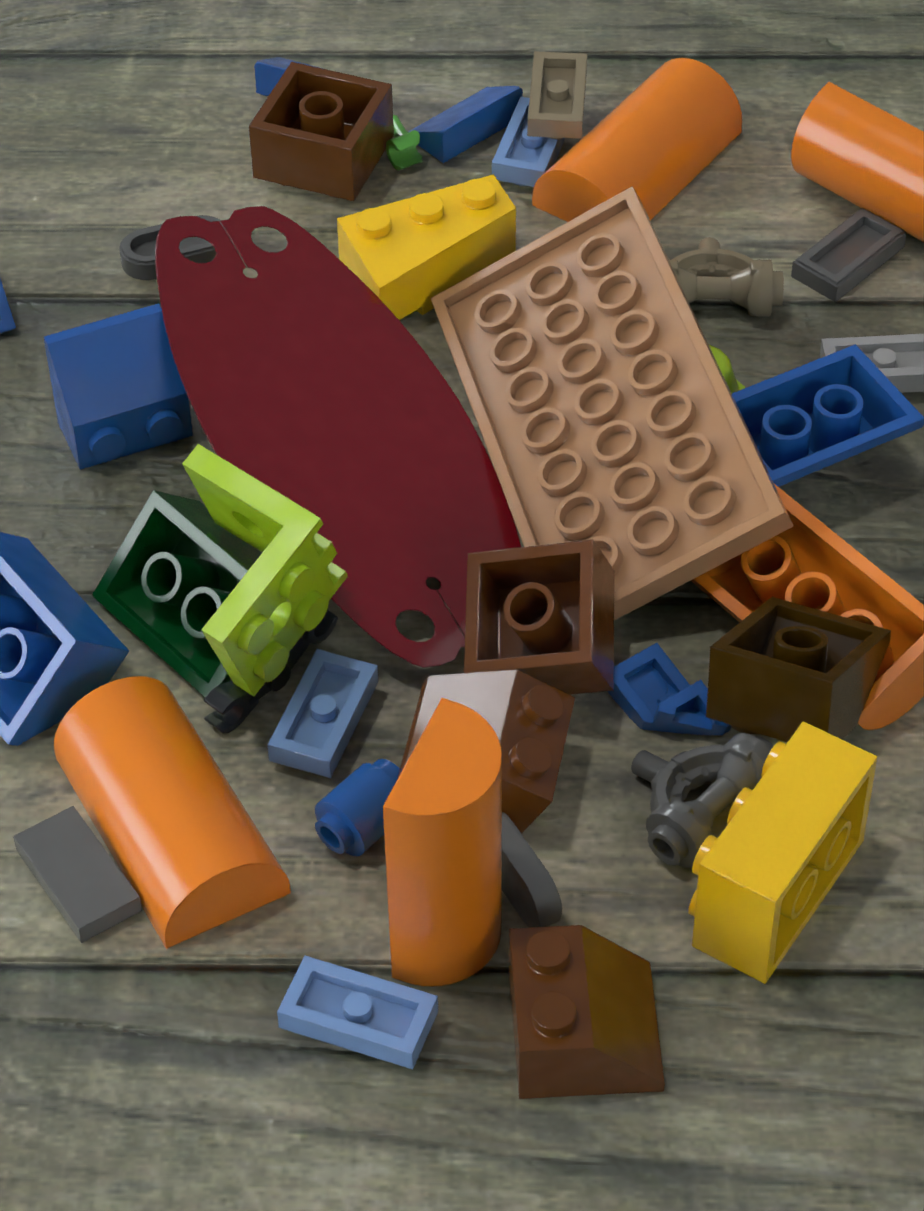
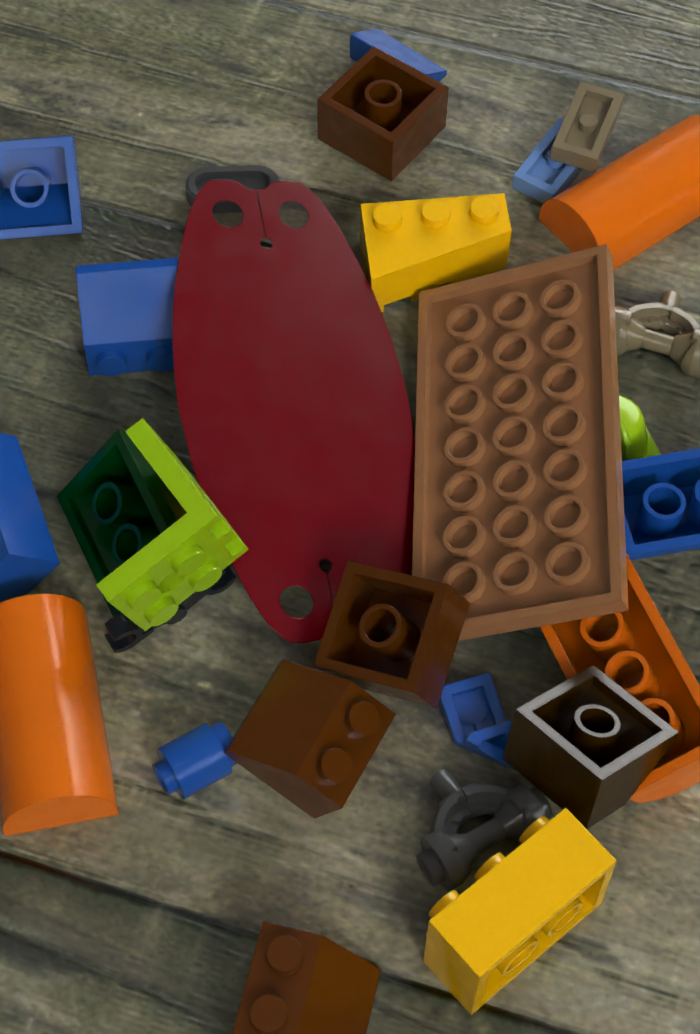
camera: 15 degrees right, 10 degrees up
(323, 713) = (196, 660): medium blue plate -> none
(358, 1012) = (128, 947): medium blue plate -> none
(402, 148) = (449, 141): bright green hand -> none
(445, 851) = (222, 845): orange brick -> none
(468, 122) = (509, 128): blue slope -> none
(527, 880) = (299, 855): dark grey tile -> none

